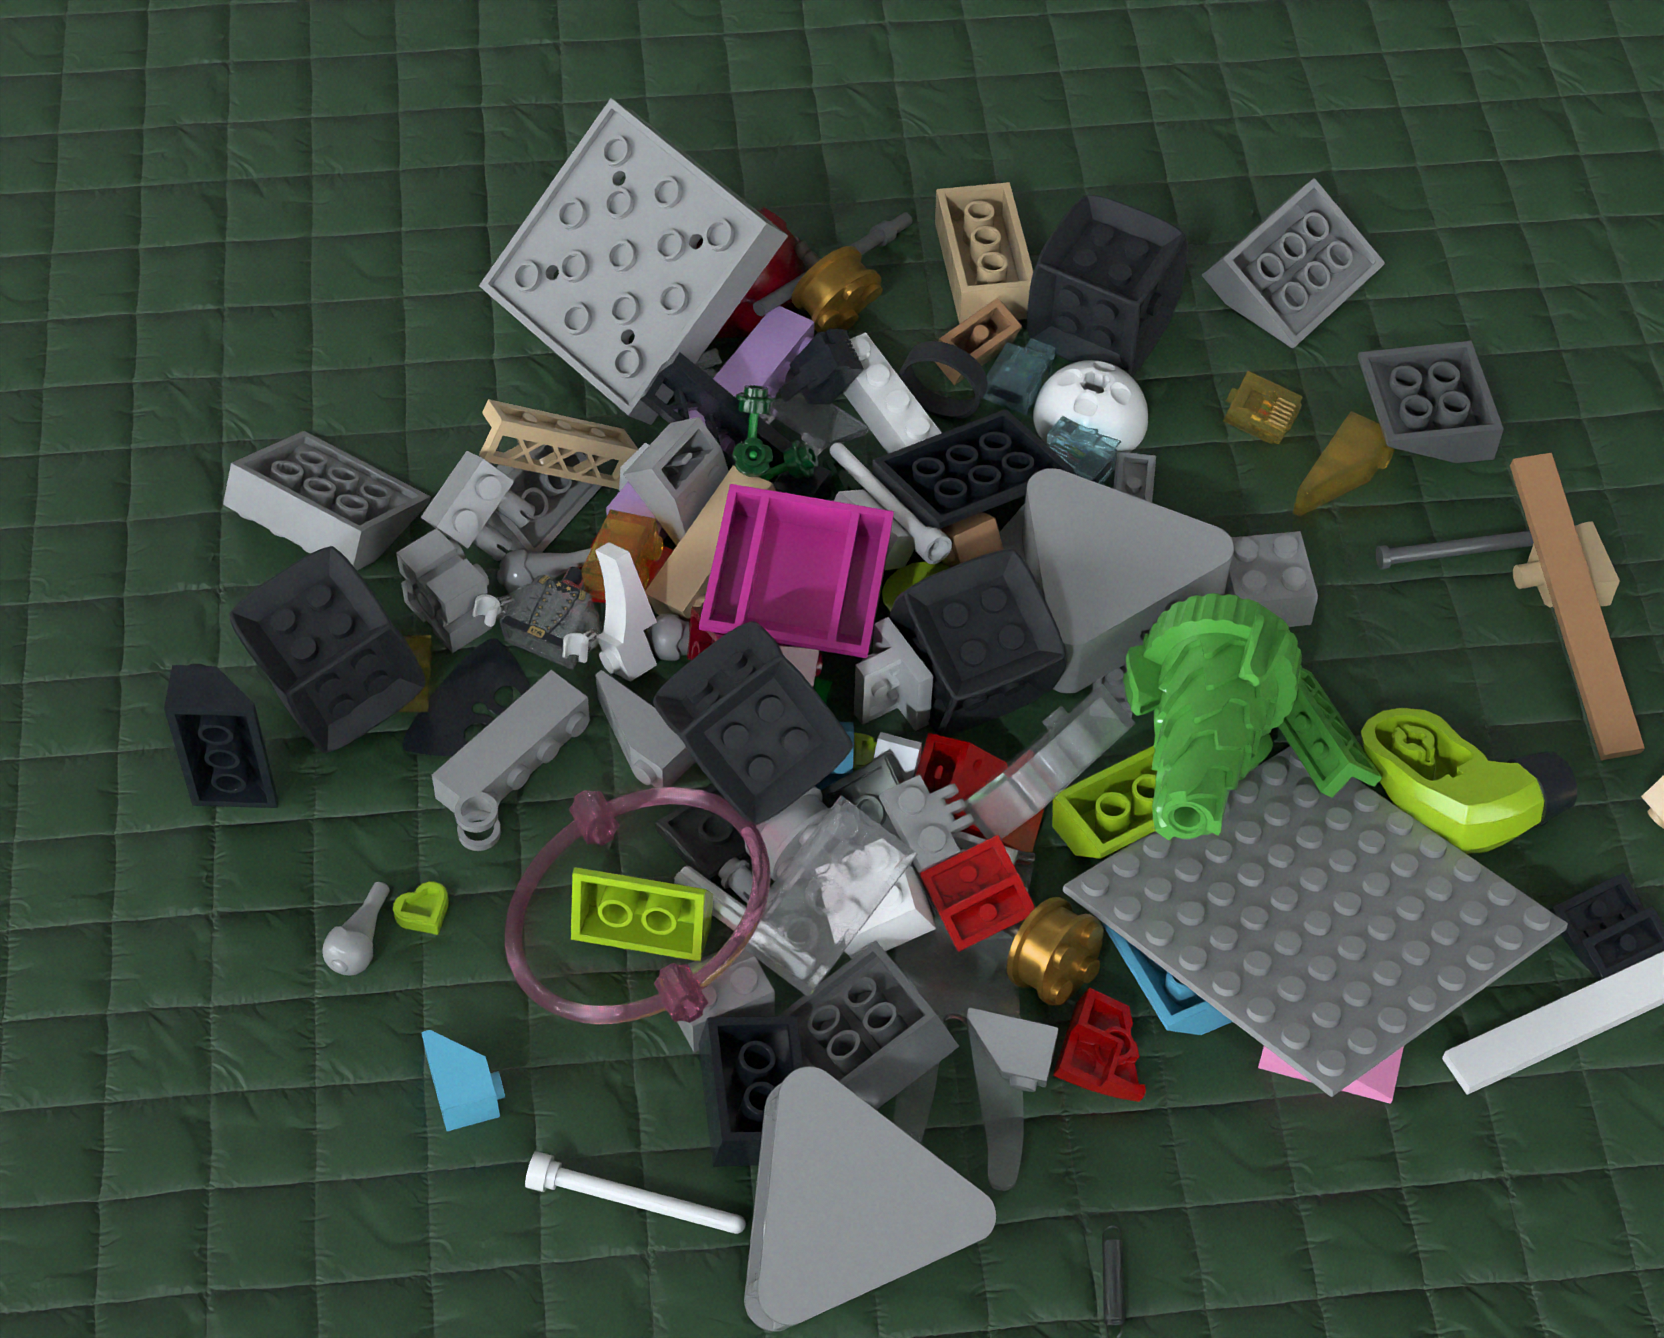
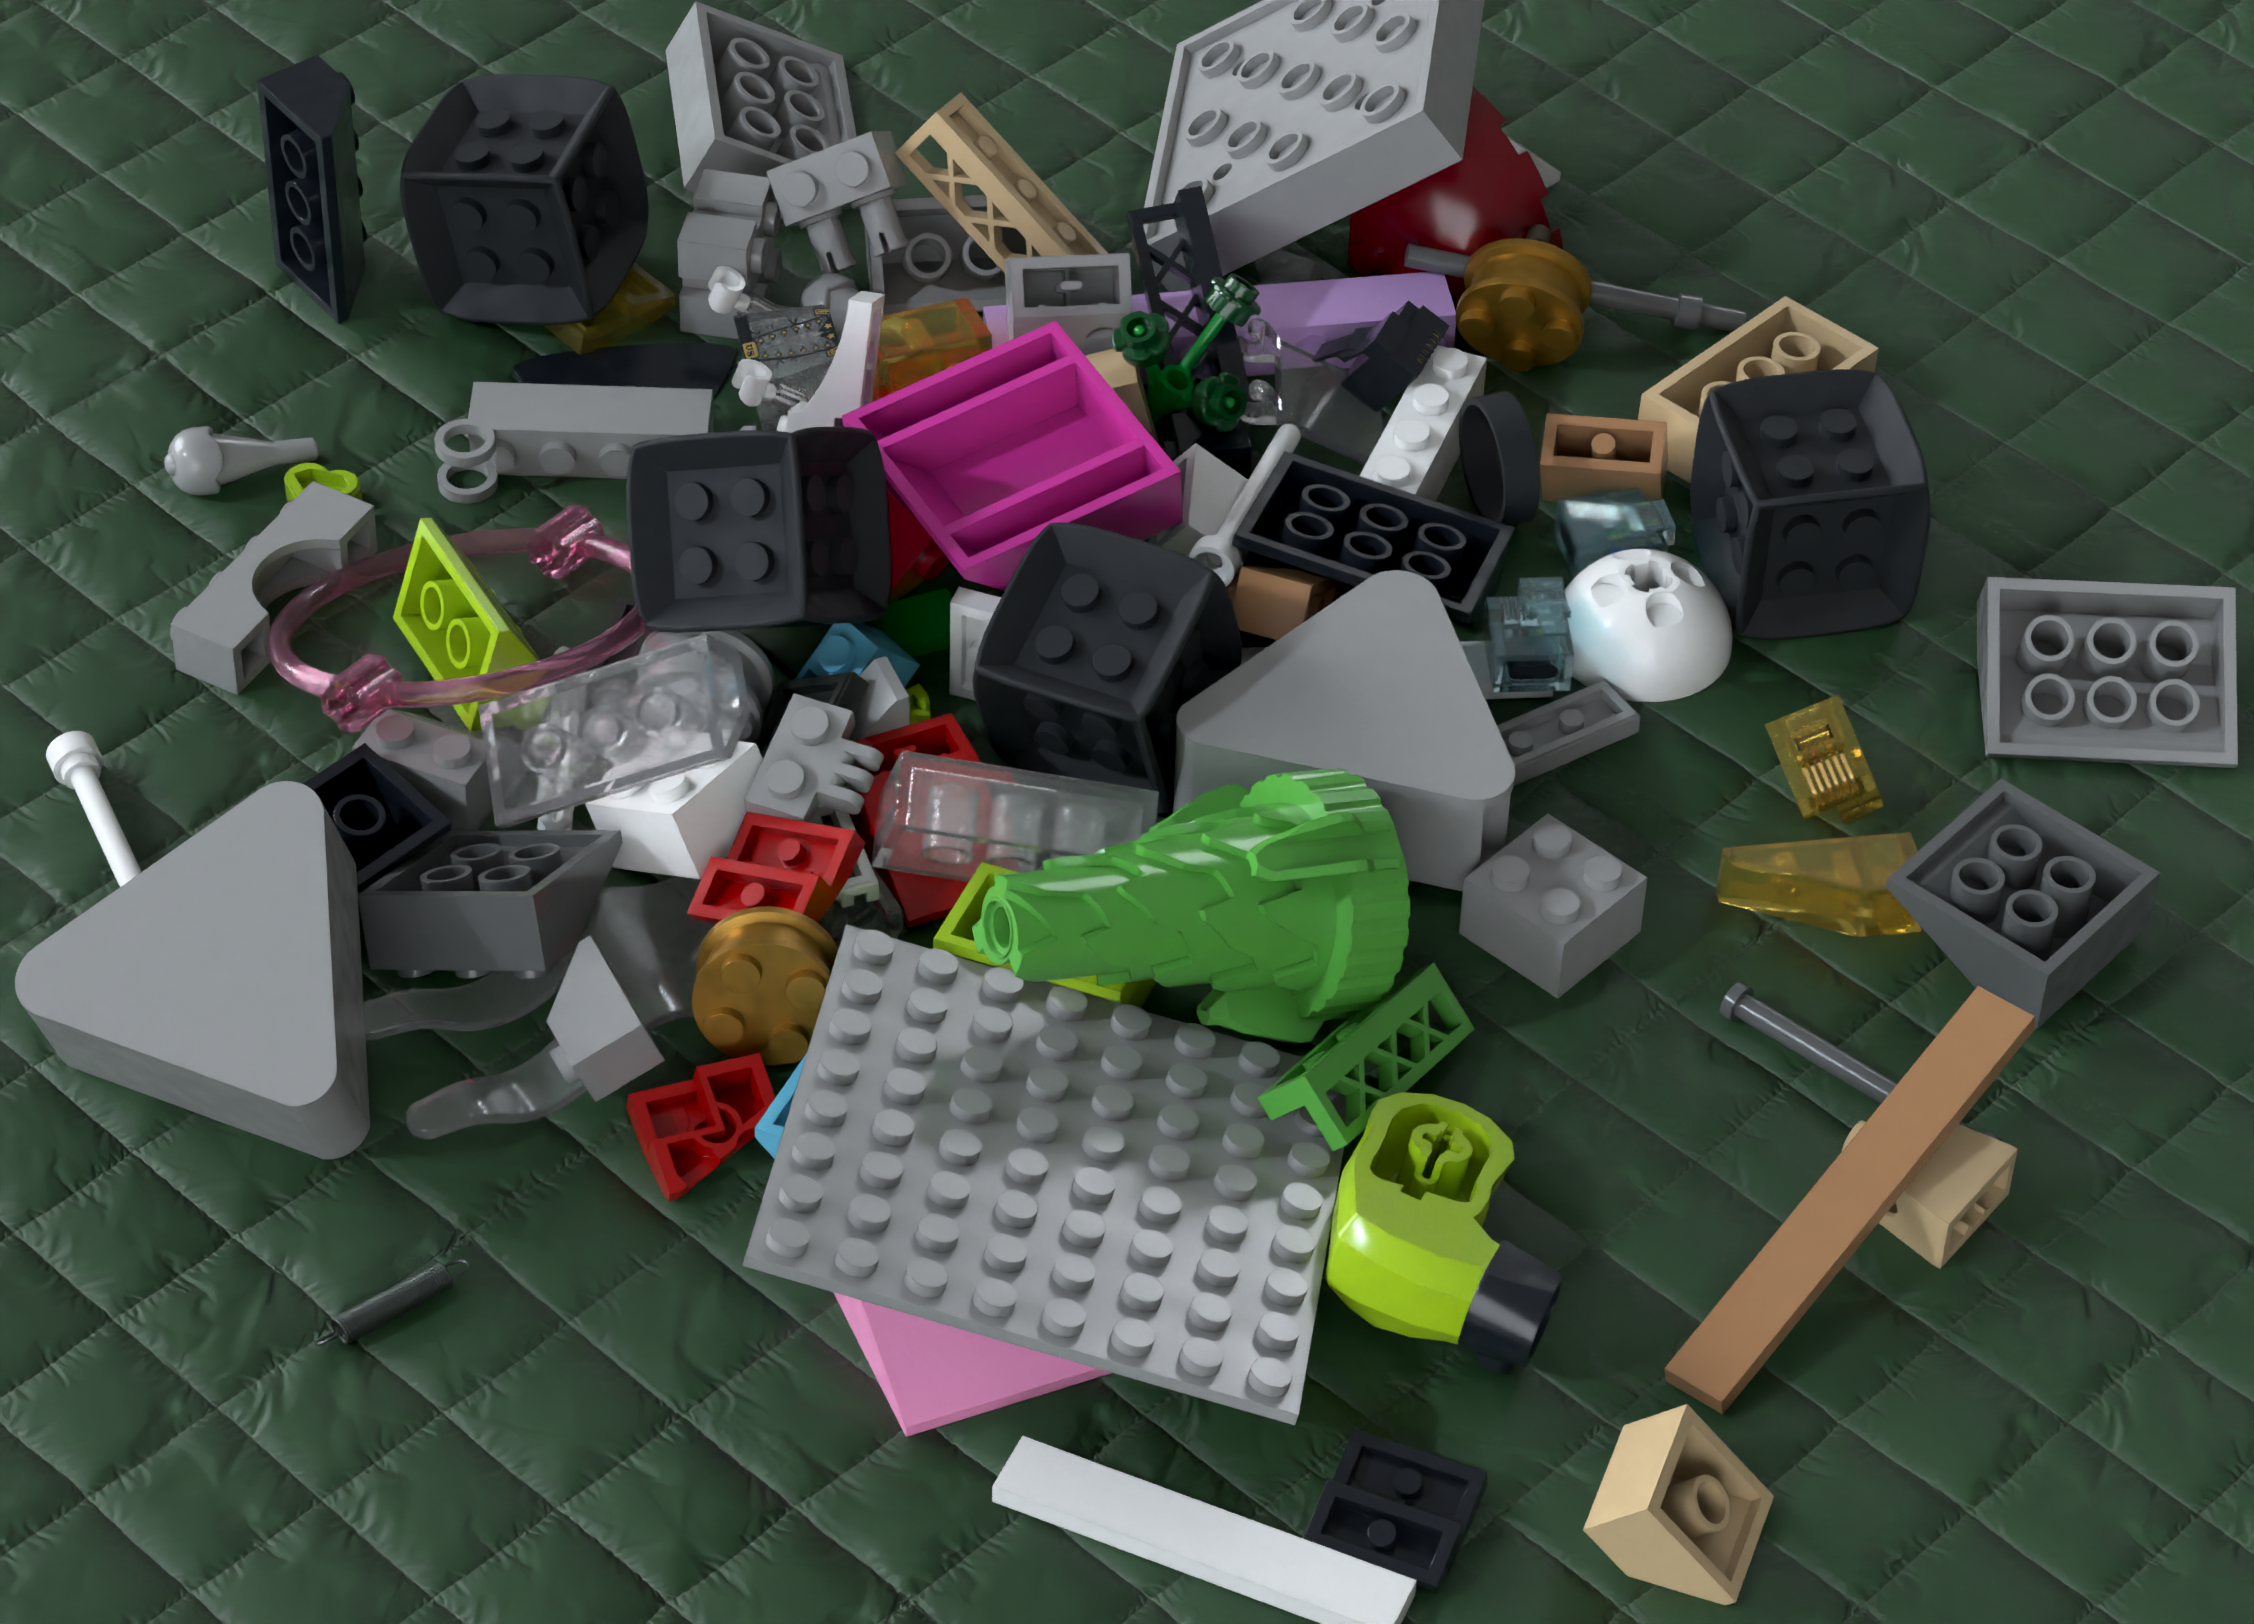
camera: 50 degrees right, 10 degrees down
(462, 1082) = (116, 635): medium azure slope -> none
(508, 1023) = (227, 626): none -> light grey arch

